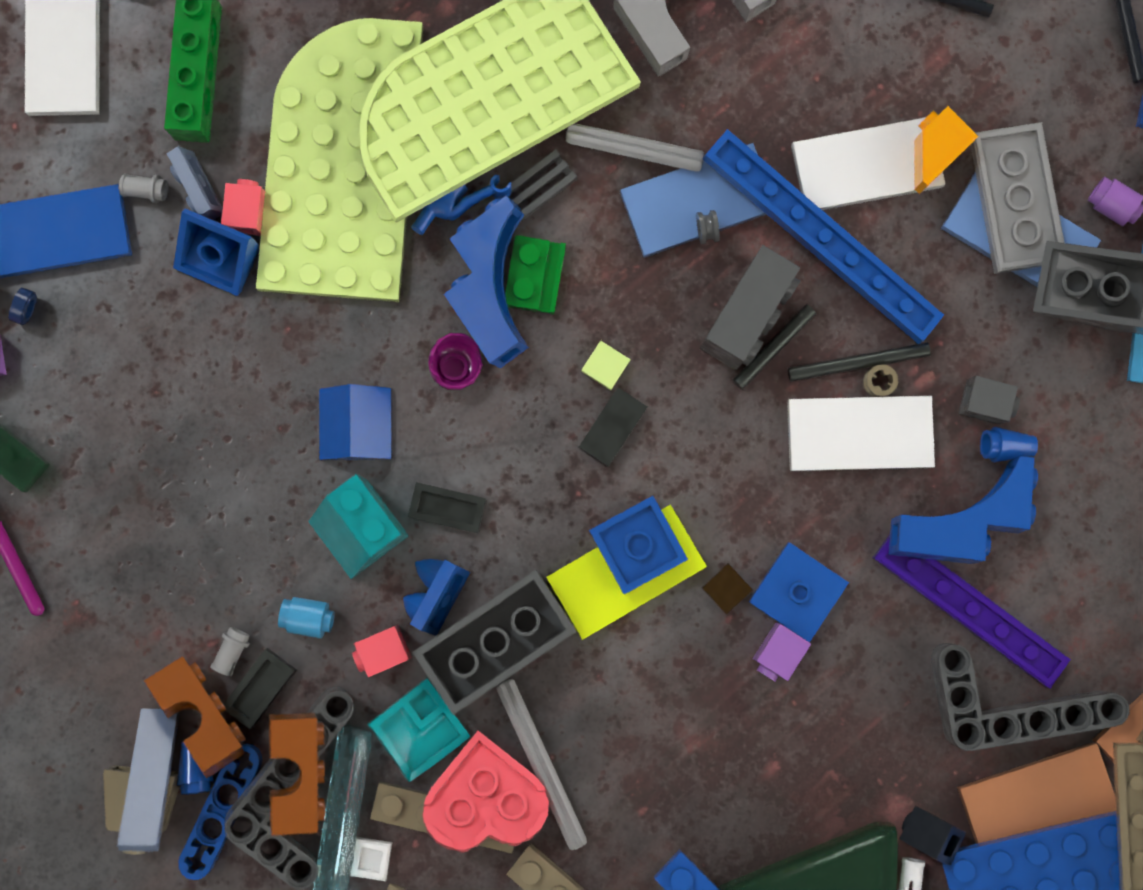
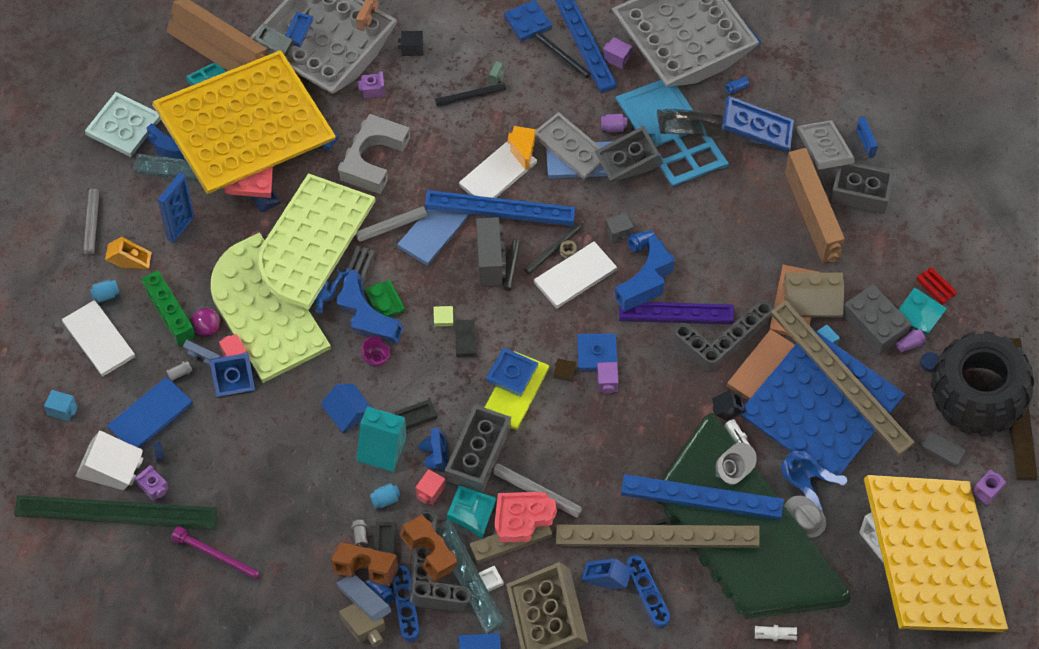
camera: 30 degrees left, 25 degrees down
(238, 127) = (205, 322): none -> magenta hair
(707, 227) = (447, 232): dark grey bush -> none

